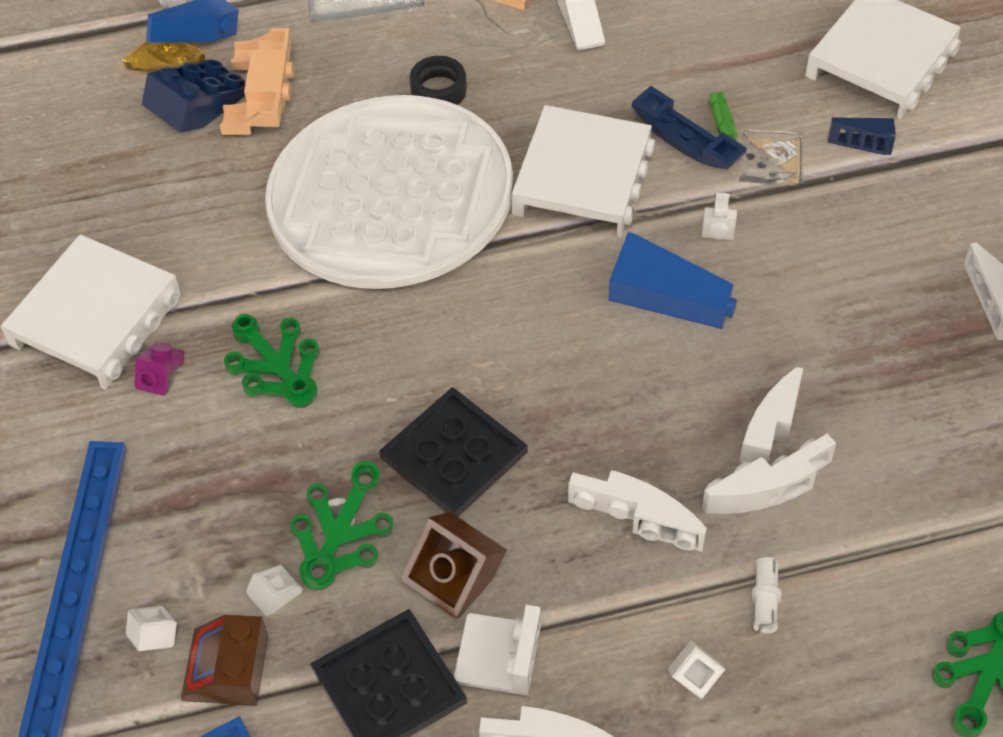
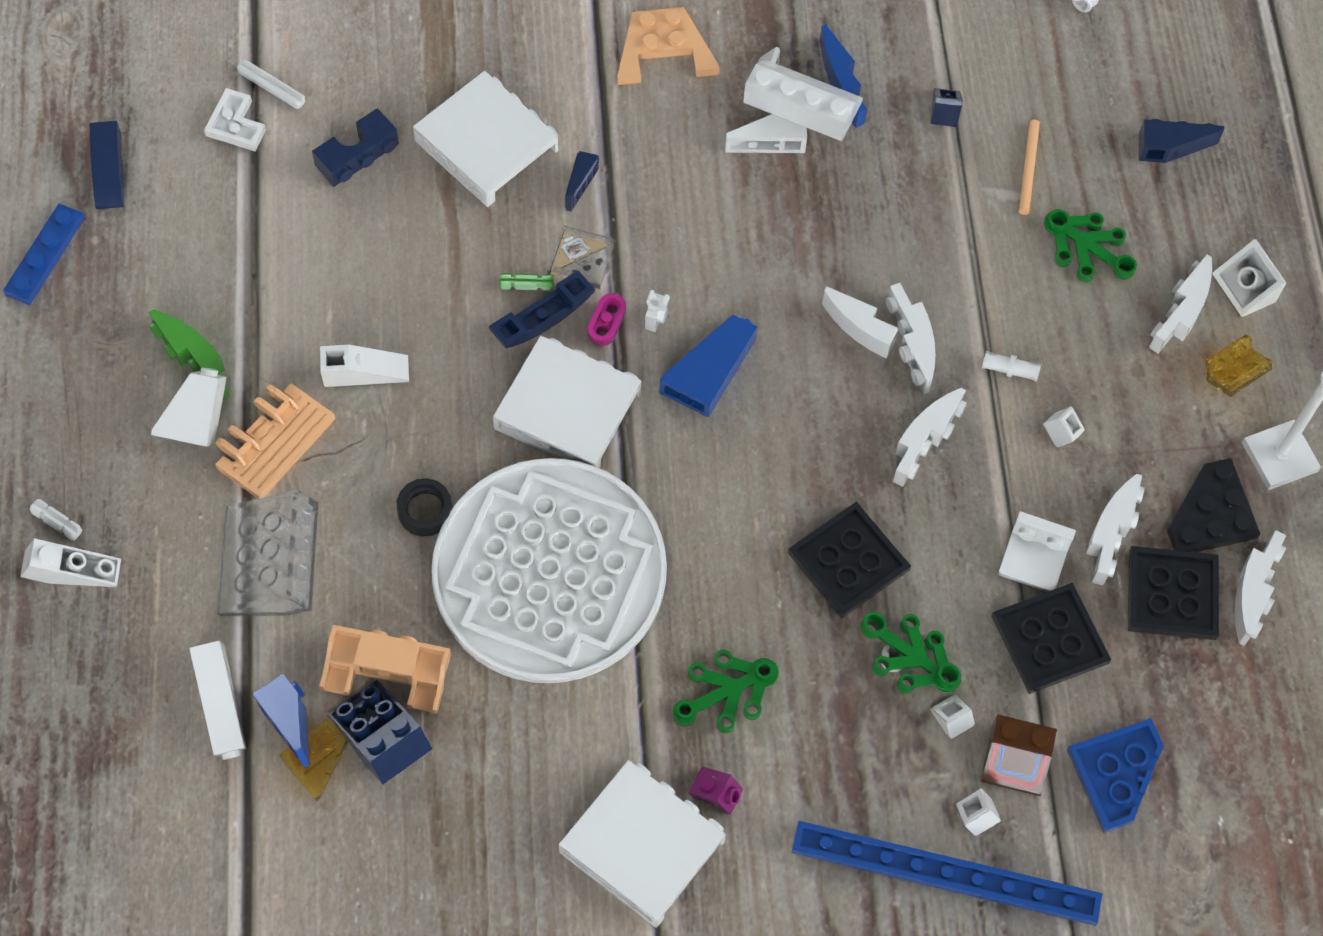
camera: 85 degrees left, 10 degrees up
(452, 563) = (955, 574): reddish brown slope -> none
(696, 185) = (606, 321): none -> dark pink plate

